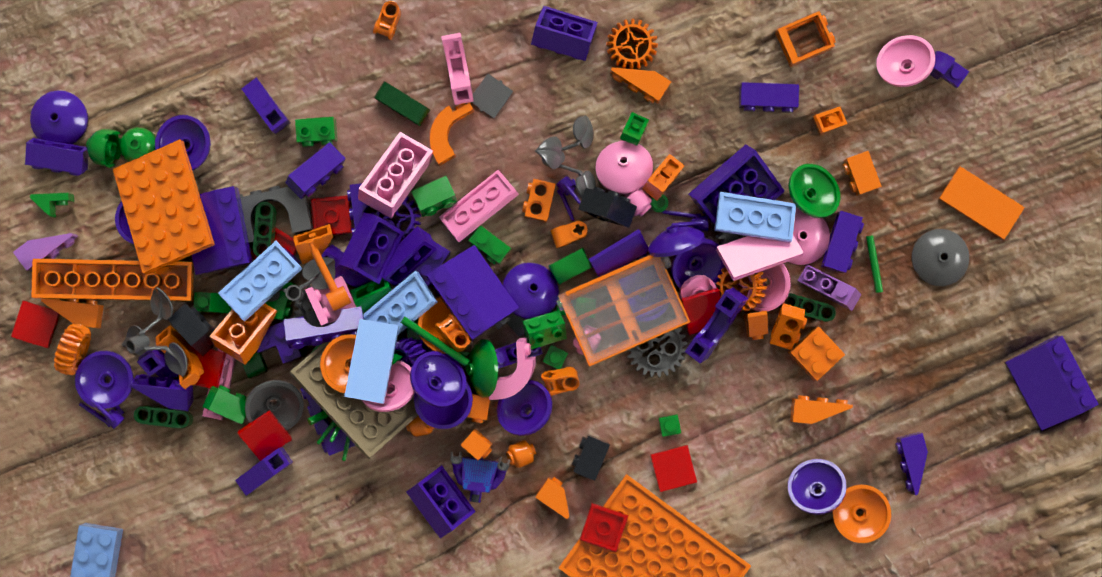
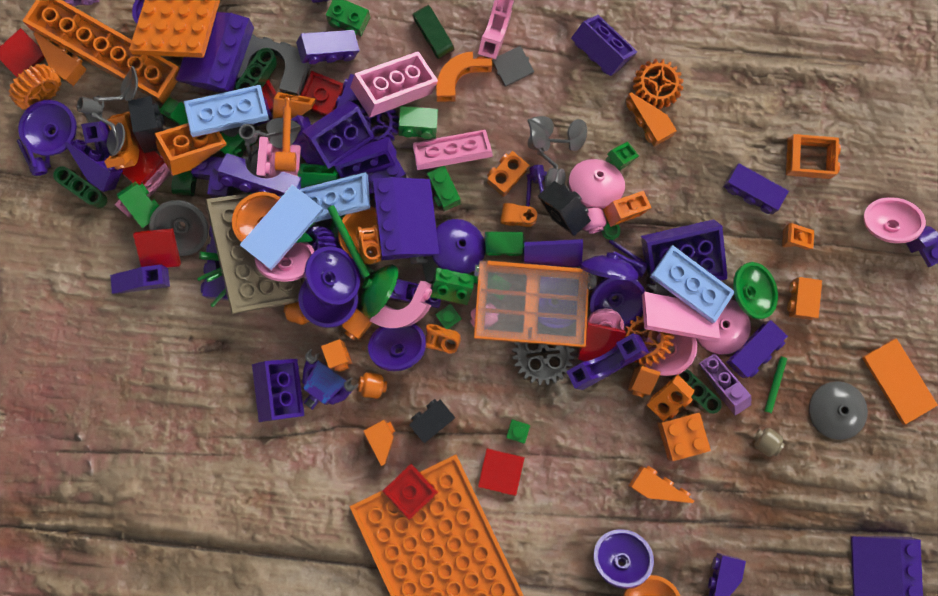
camera: 20 degrees right, 5 degrees down
(892, 319) = (768, 442): none -> dark tan head

